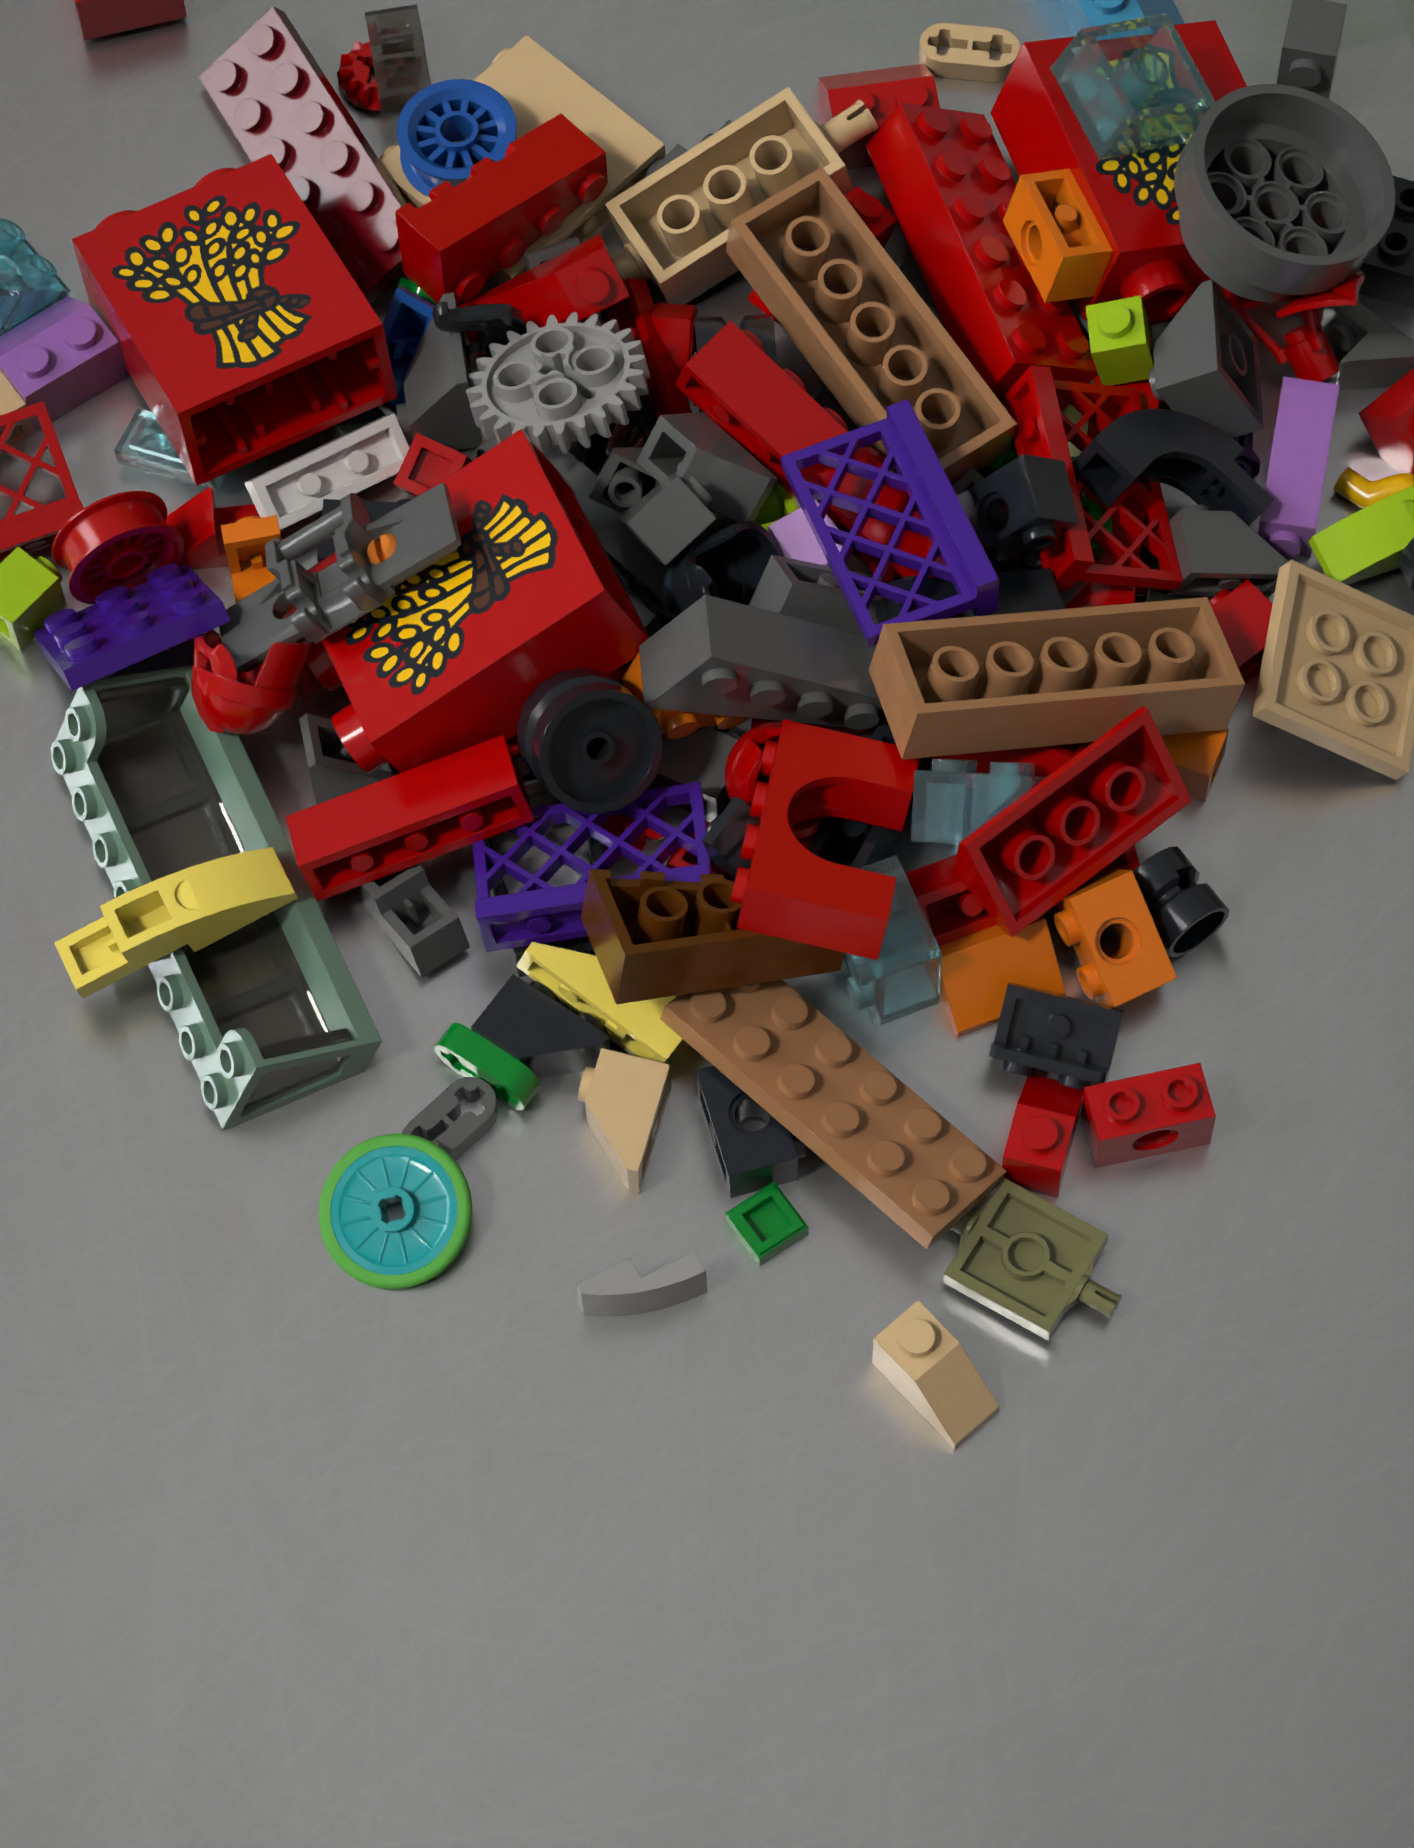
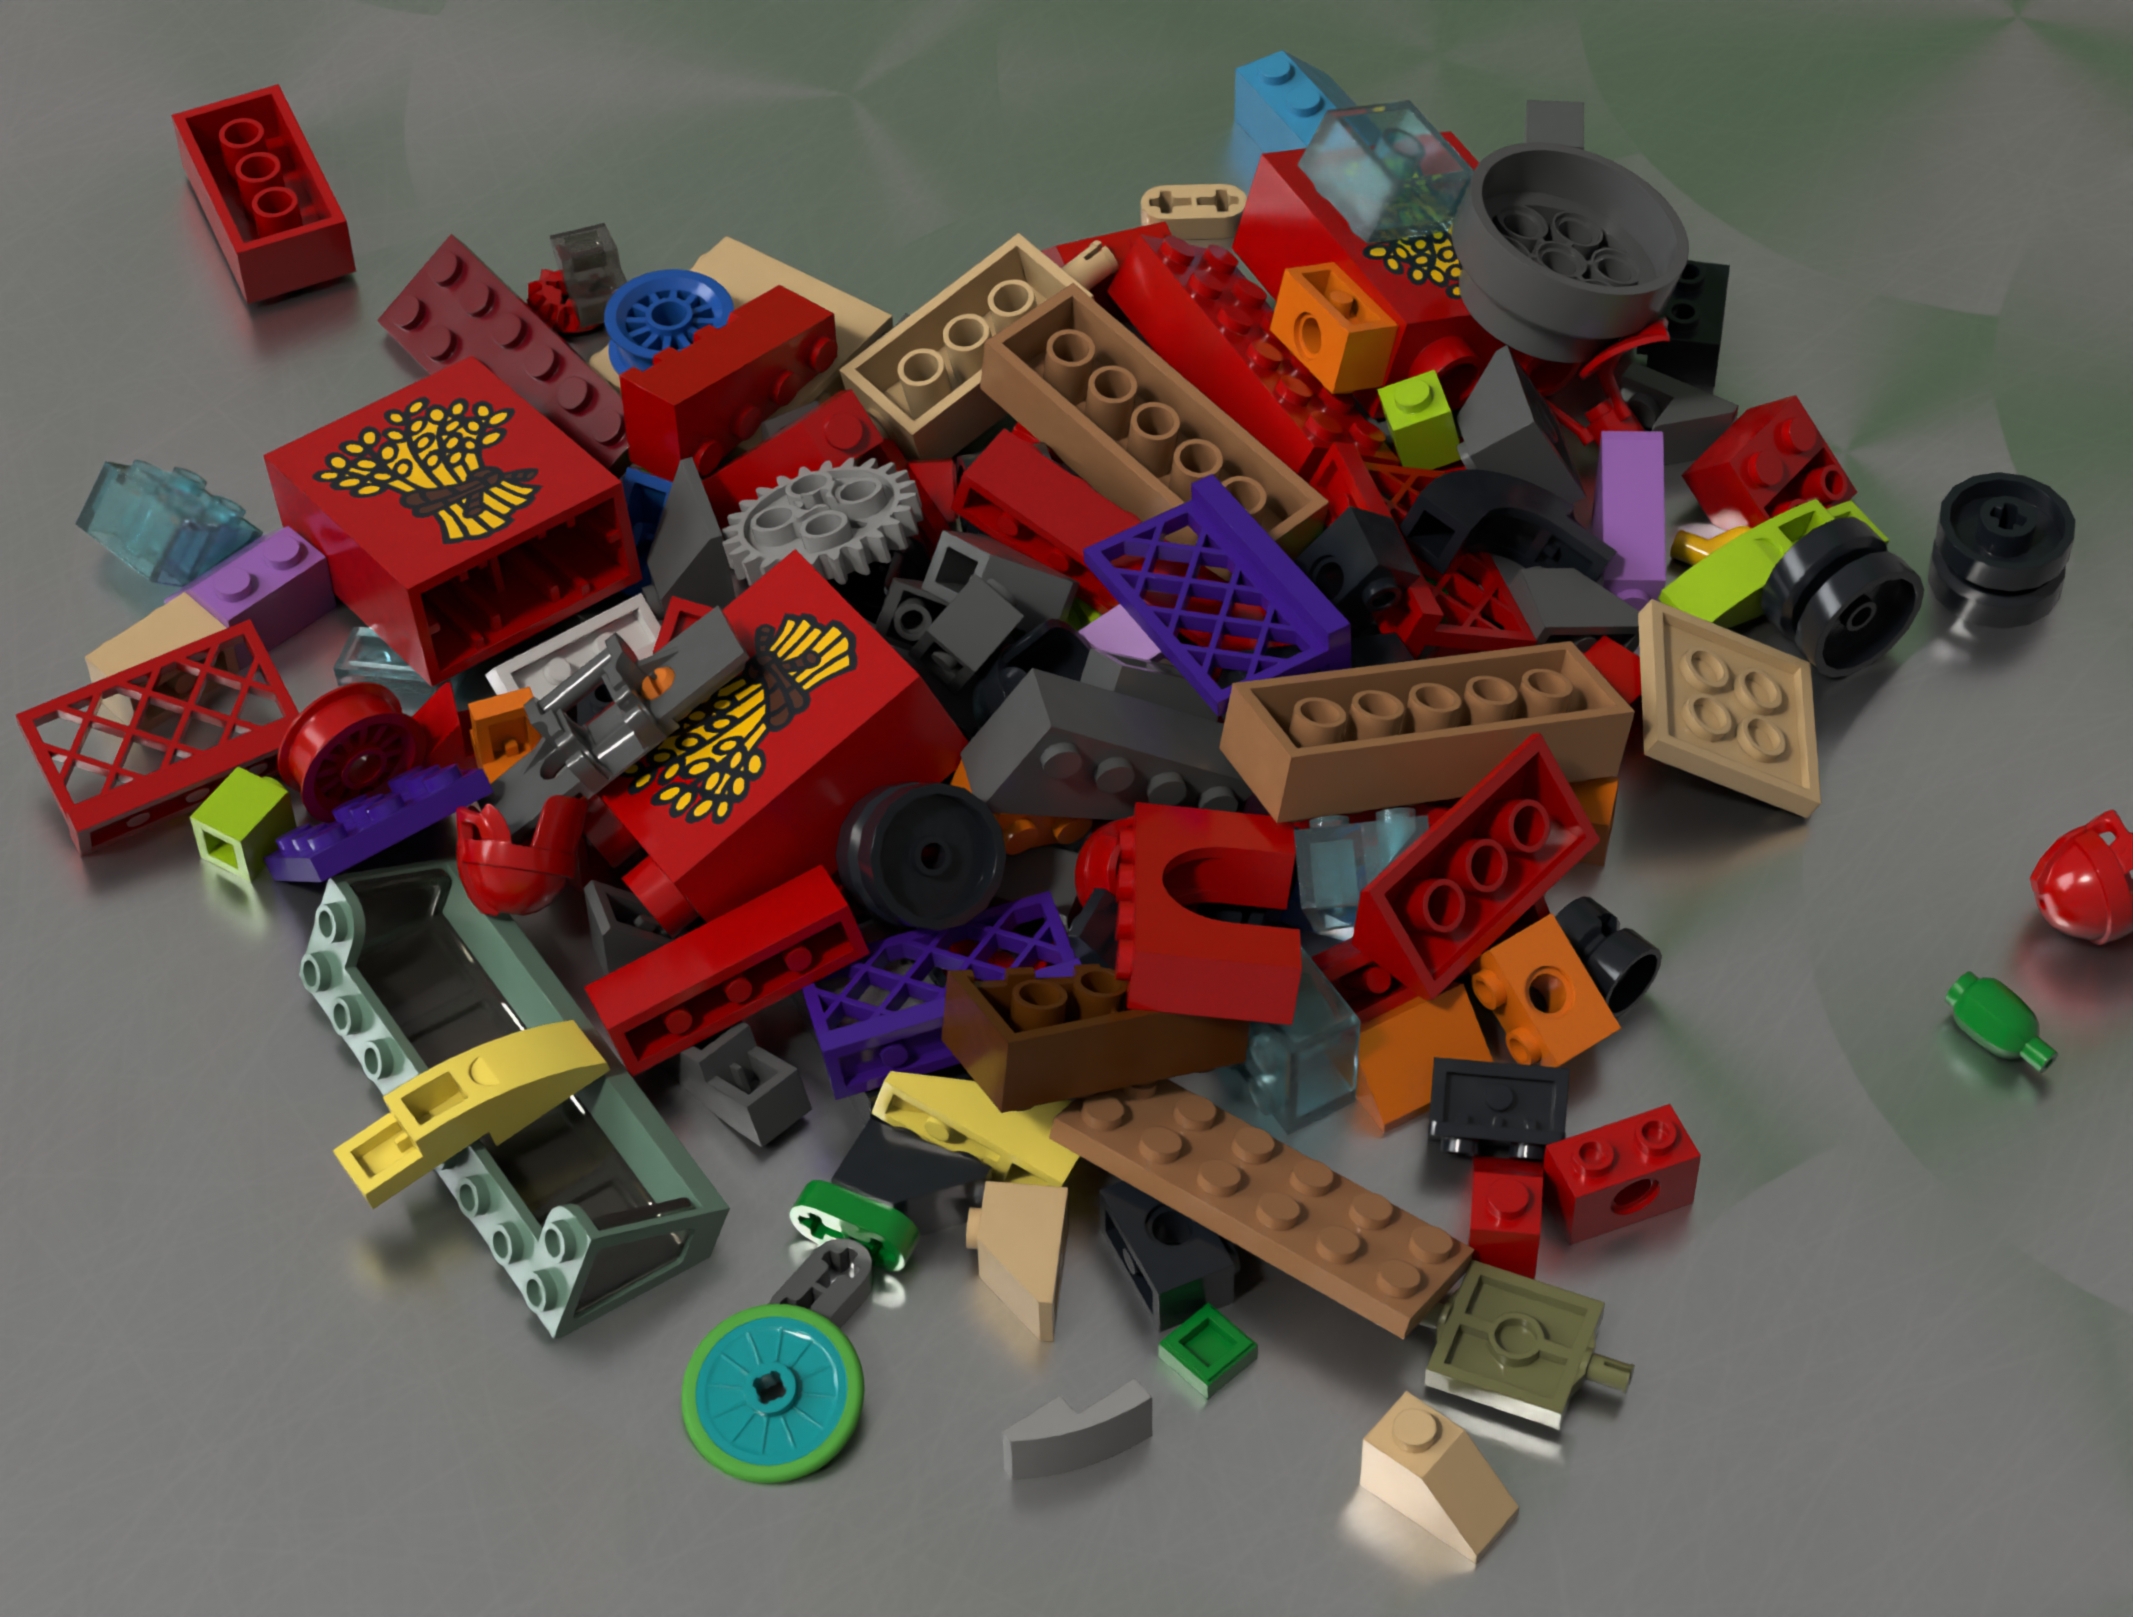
camera: 10 degrees left, 15 degrees down
(488, 319) = (735, 473): black piece -> none

